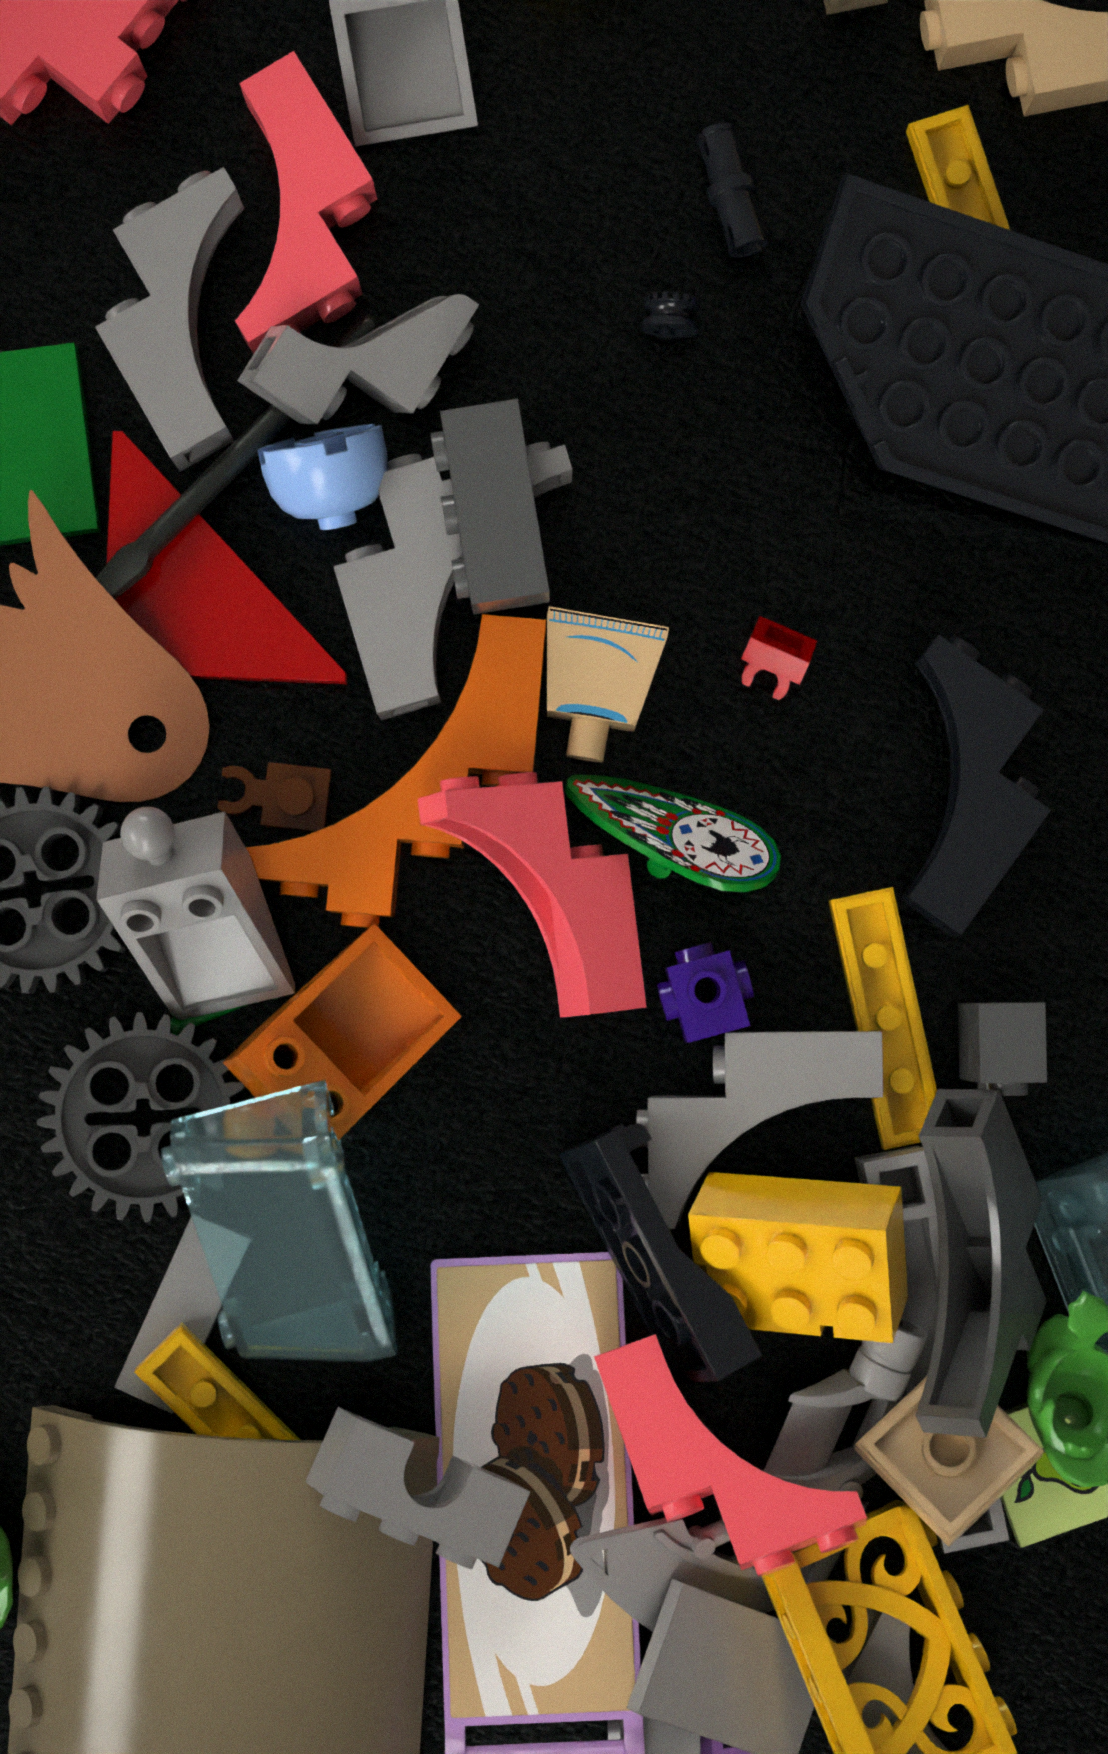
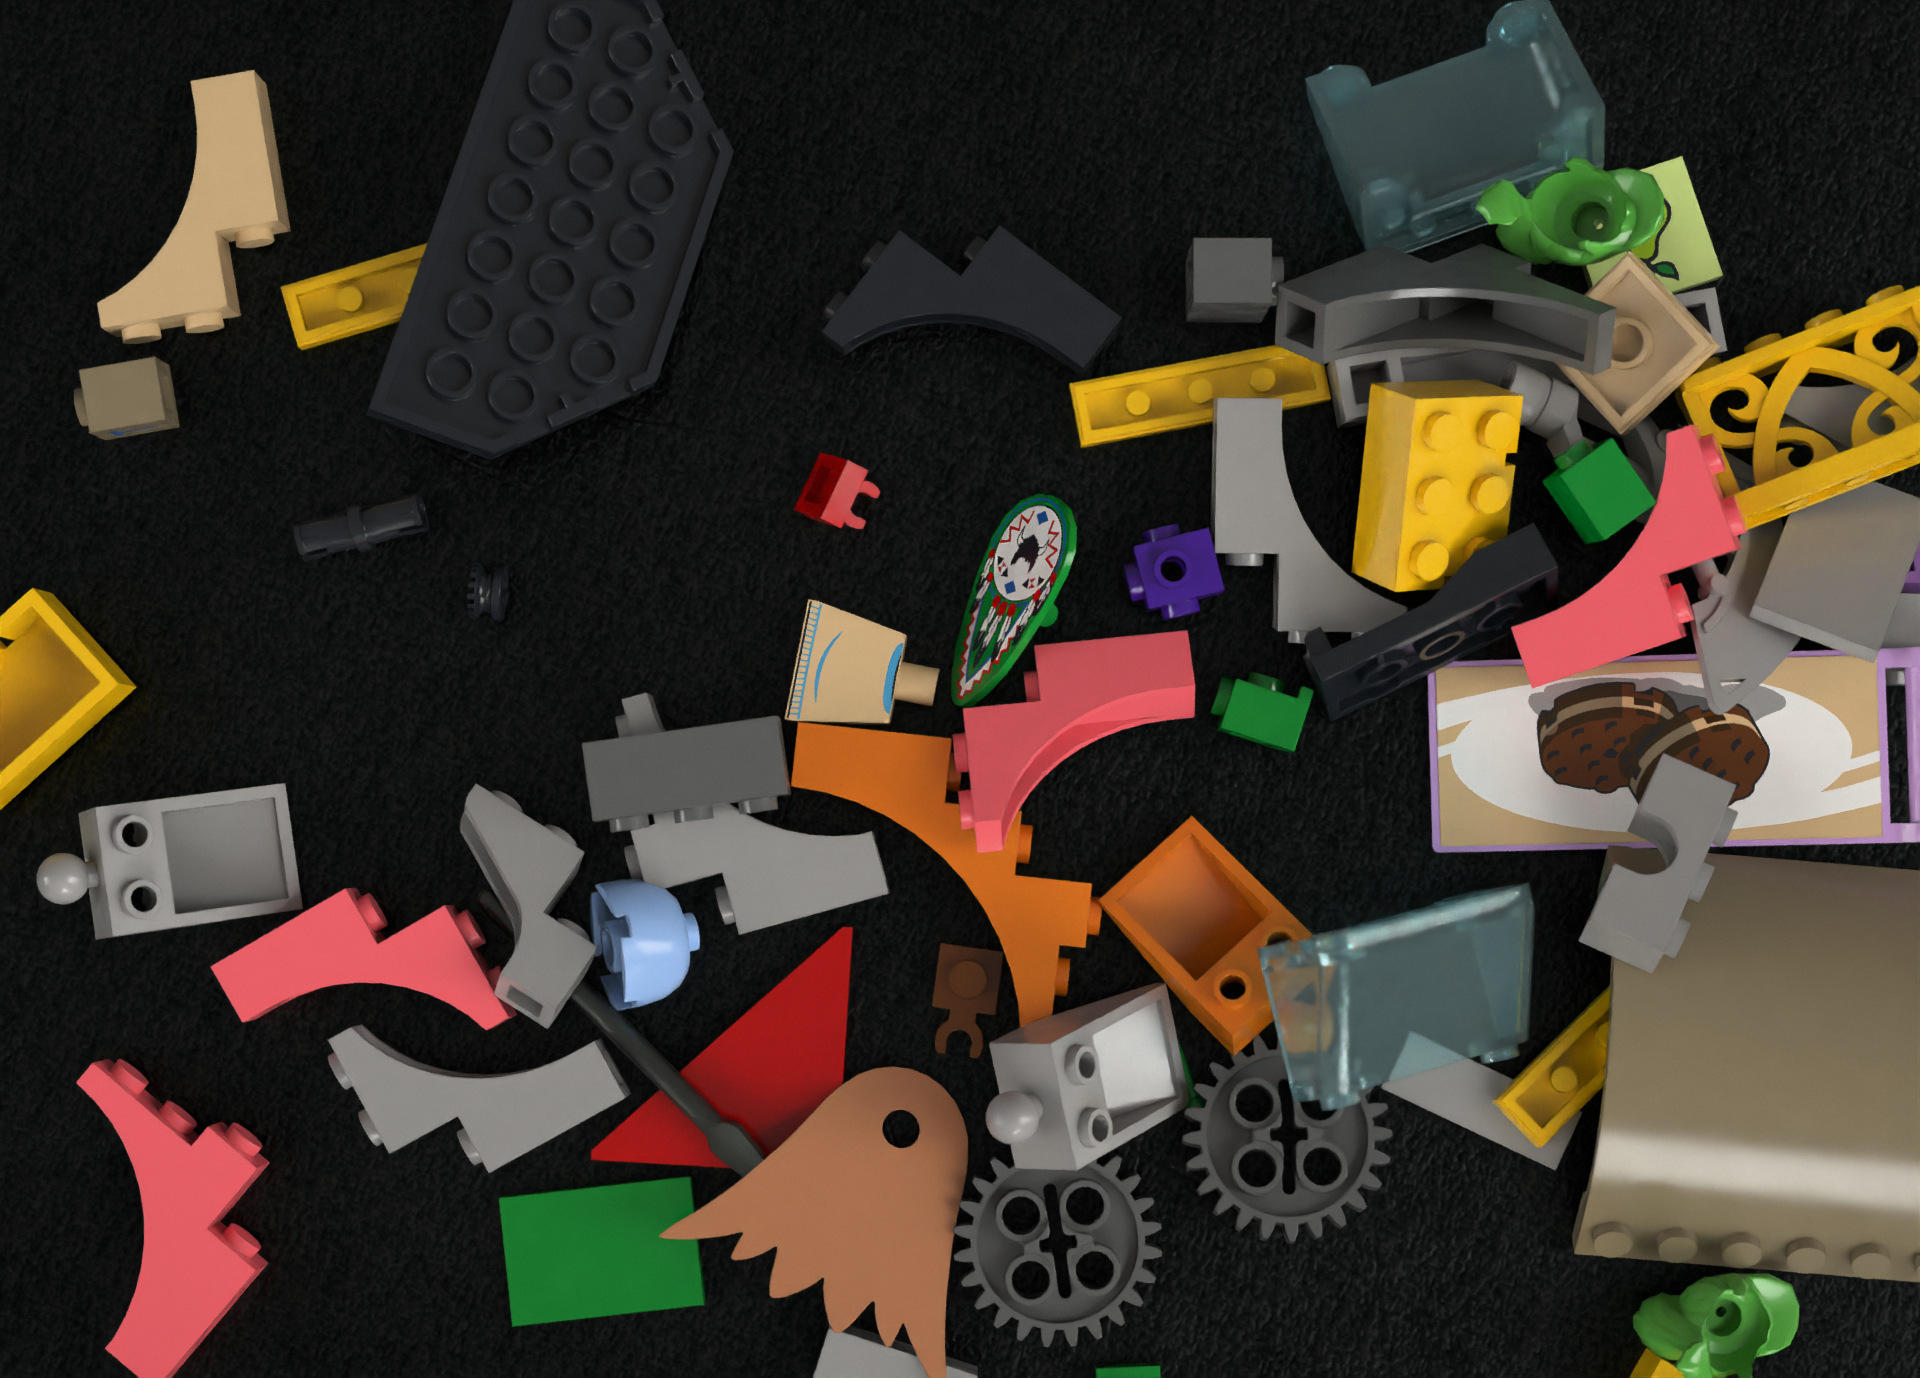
camera: 90 degrees left, 0 degrees up
(568, 1084) = (1261, 710): none -> green brick
(798, 1421) = (1597, 489): none -> green brick

